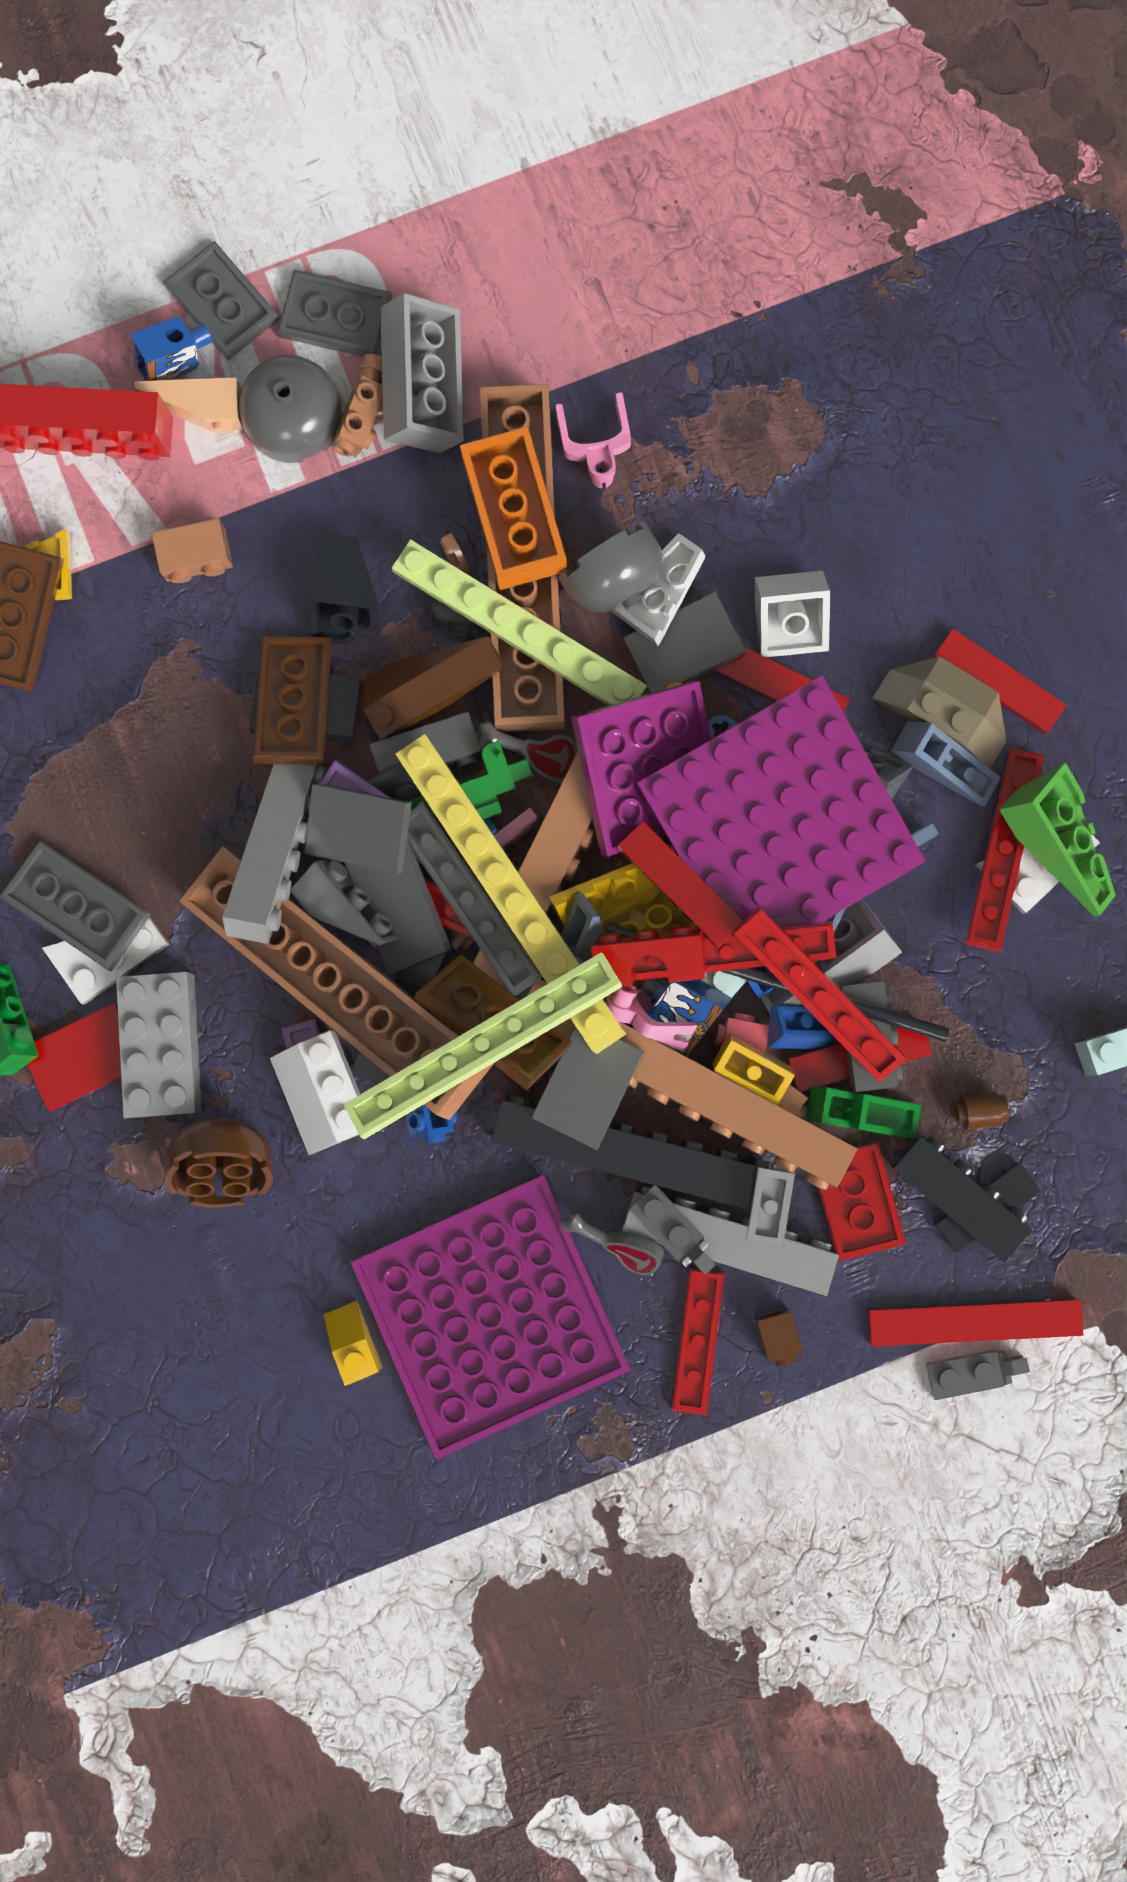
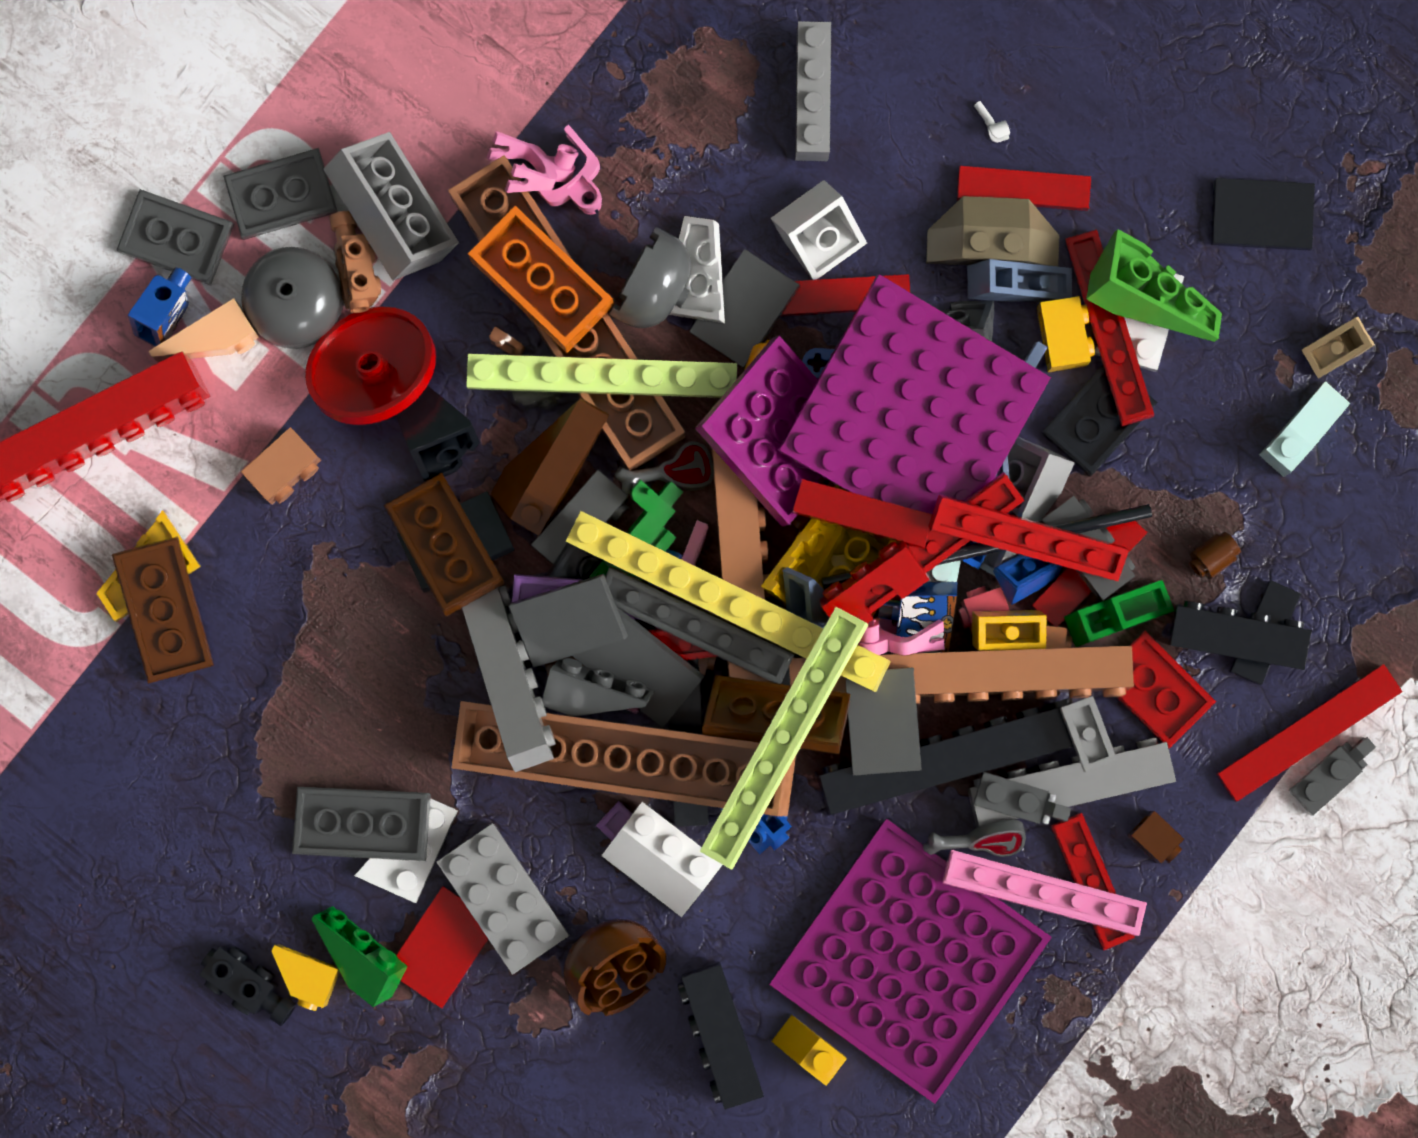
camera: 35 degrees left, 0 degrees up
(278, 1284) = (722, 1036): none -> black brick
(320, 504) = (370, 365): none -> red dish
(581, 421) = (549, 168): none -> bright pink piece
(647, 1326) = (1044, 893): none -> bright pink tile
(858, 486) = (813, 91): none -> light grey brick
(935, 927) = (1090, 425): none -> black tile
(961, 832) = (1064, 334): none -> yellow brick
(1004, 617) = (997, 131): none -> white hand

